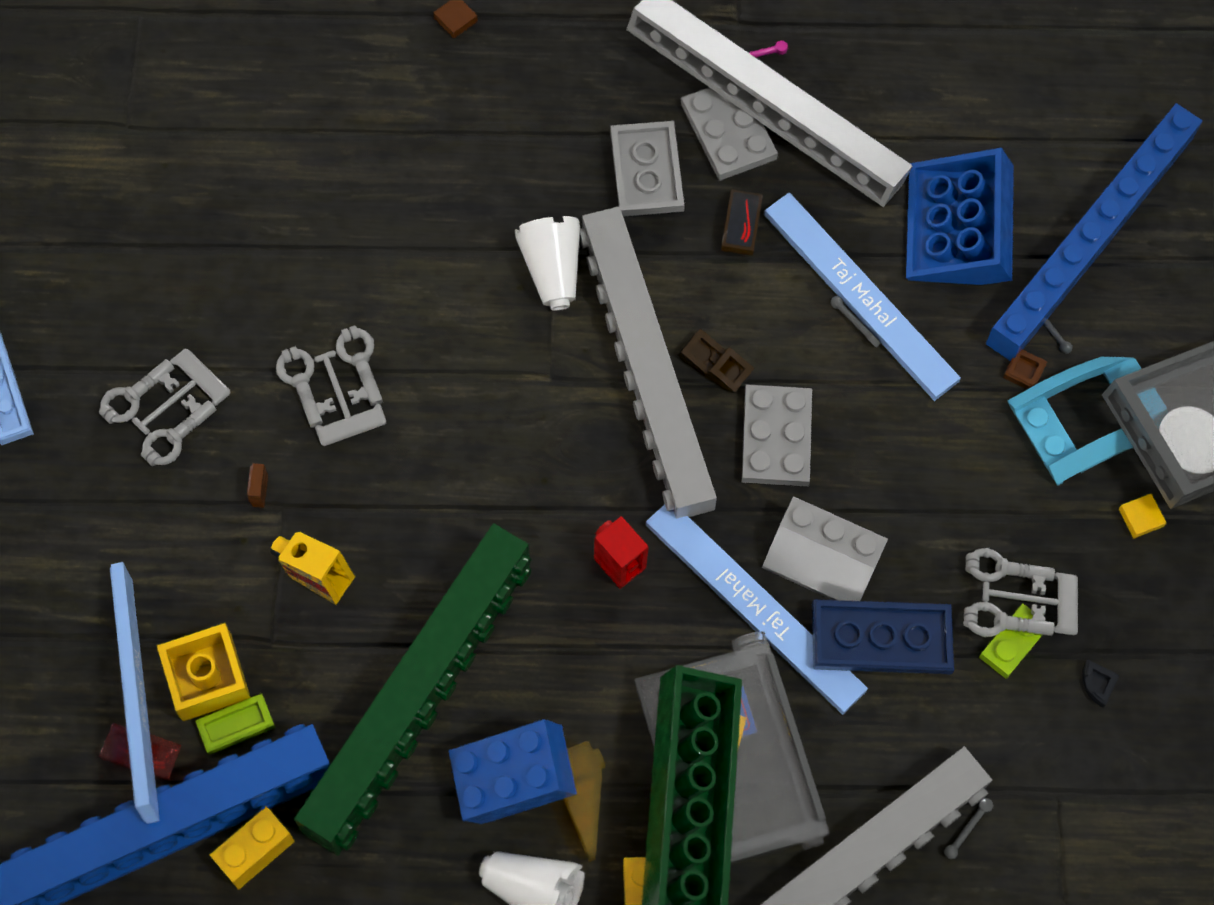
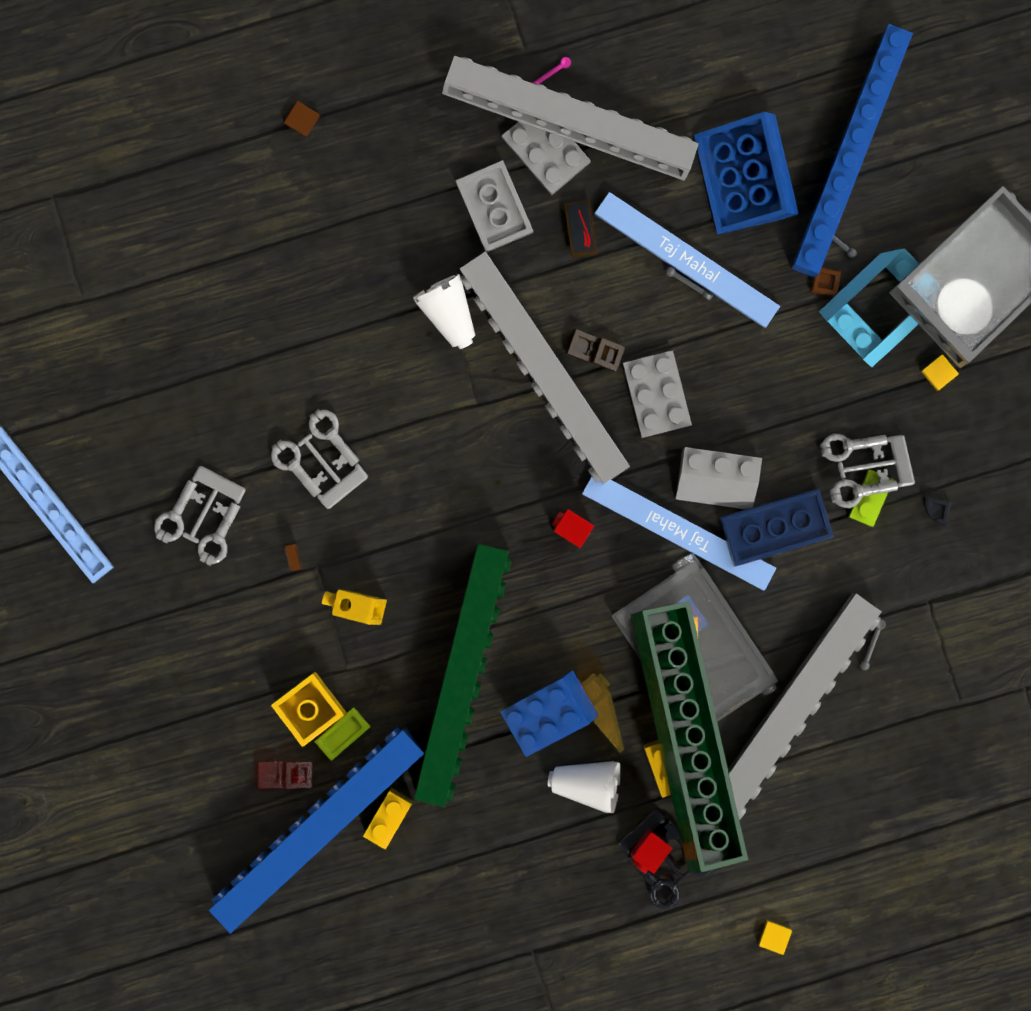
camera: 15 degrees left, 20 degrees up
(134, 694) = (268, 743): light blue tile -> none

